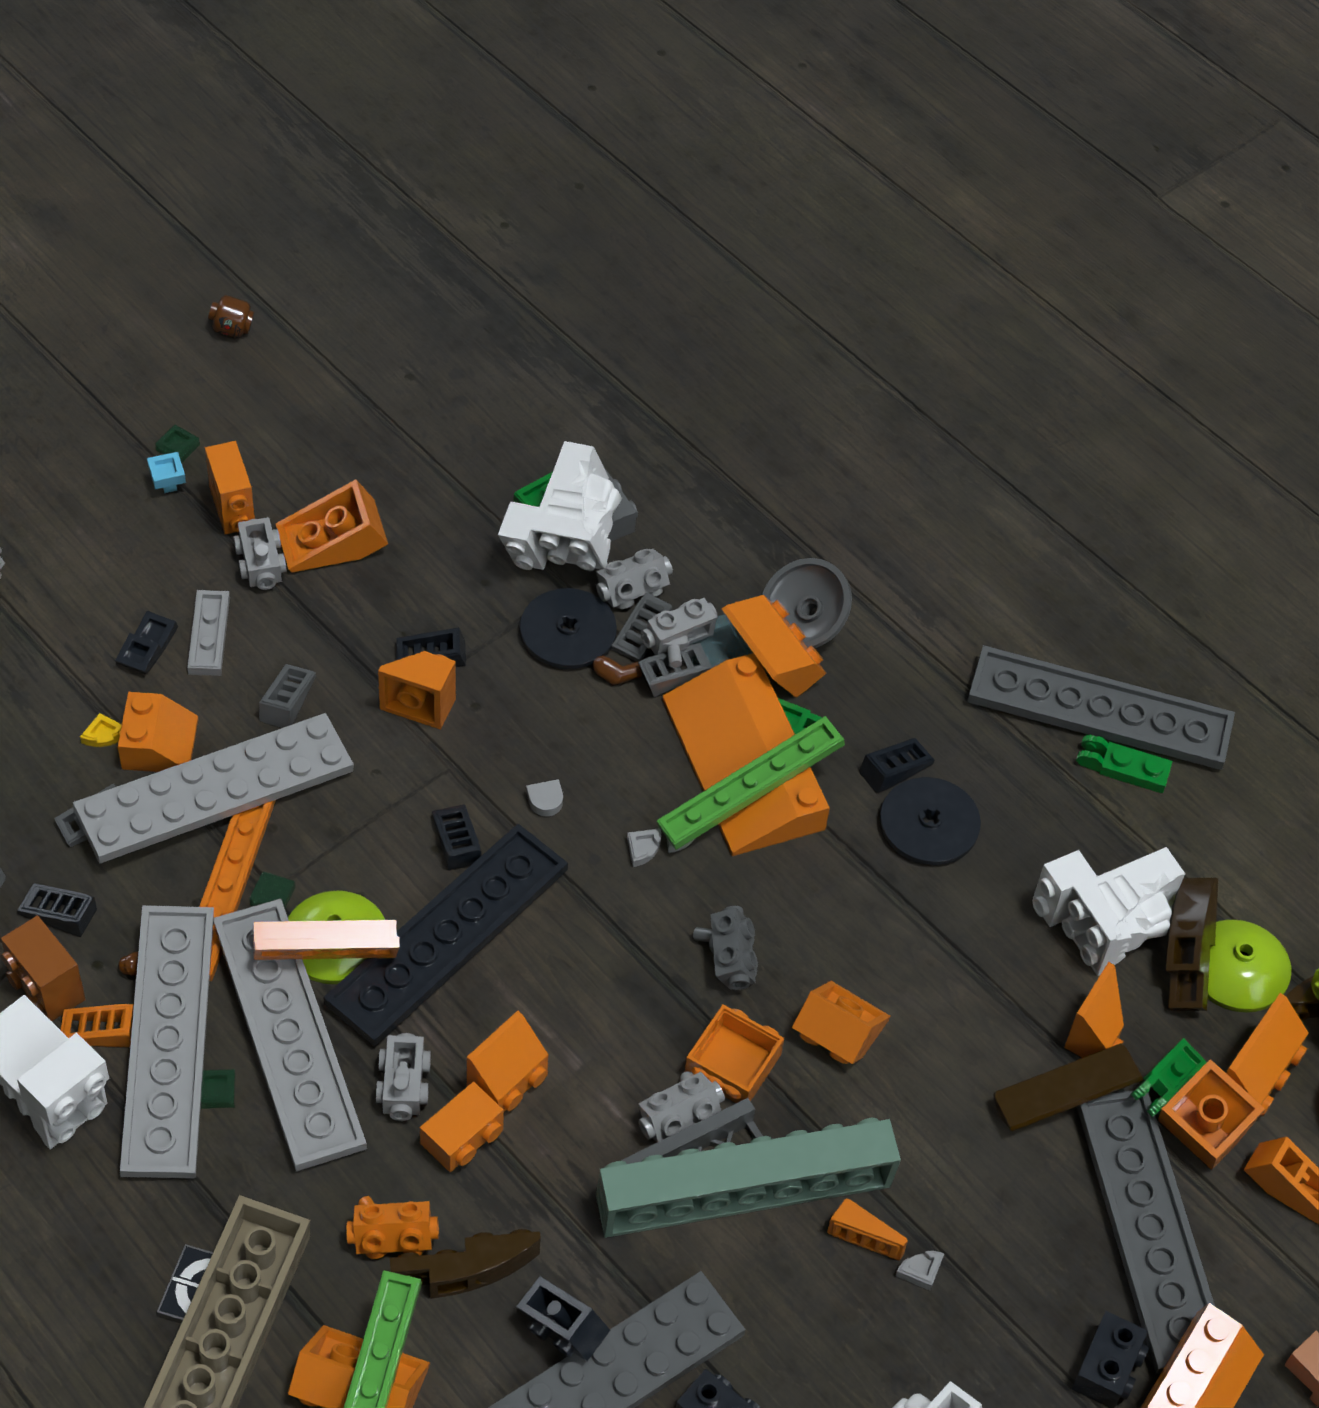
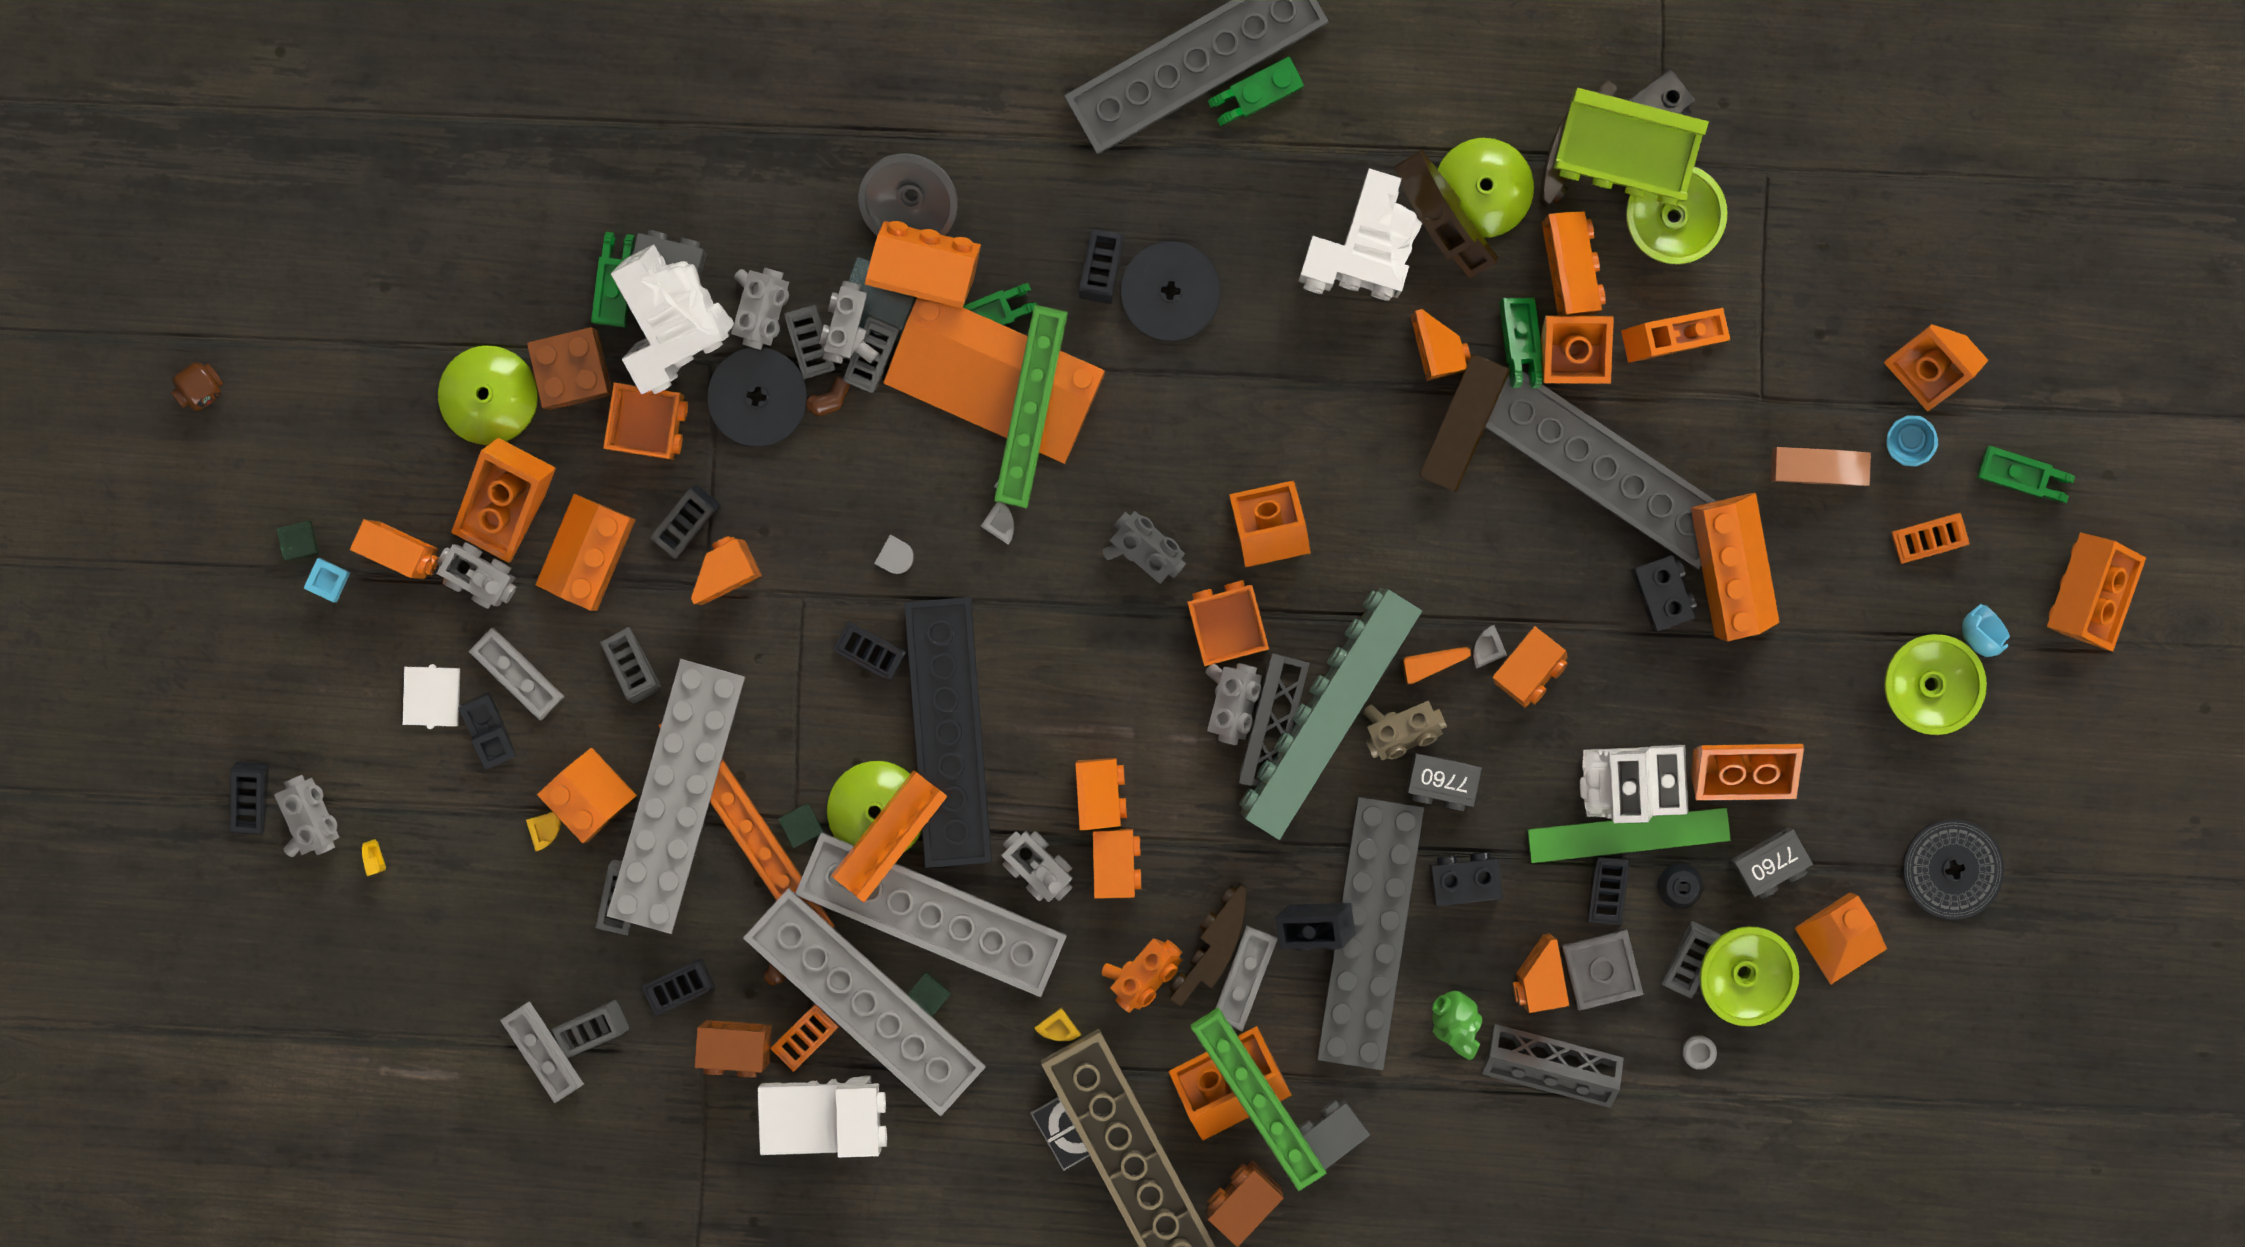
camera: 40 degrees left, 35 degrees up
(139, 593) = (431, 696): none -> white piece
(281, 1199) = (1058, 1027): none -> yellow tile
(346, 610) = (585, 552): none -> orange slope
(400, 478) = (510, 399): none -> lime dish
(462, 1316) = (1245, 976): none -> light grey tile
(467, 503) = (570, 368): none -> dark orange brick
(478, 575) = (645, 422): none -> orange piece
(782, 1323) = (1444, 781): none -> dark grey brick
(791, 1254) = (1399, 732): none -> dark tan brick
(943, 1305) = (1531, 668): none -> orange brick

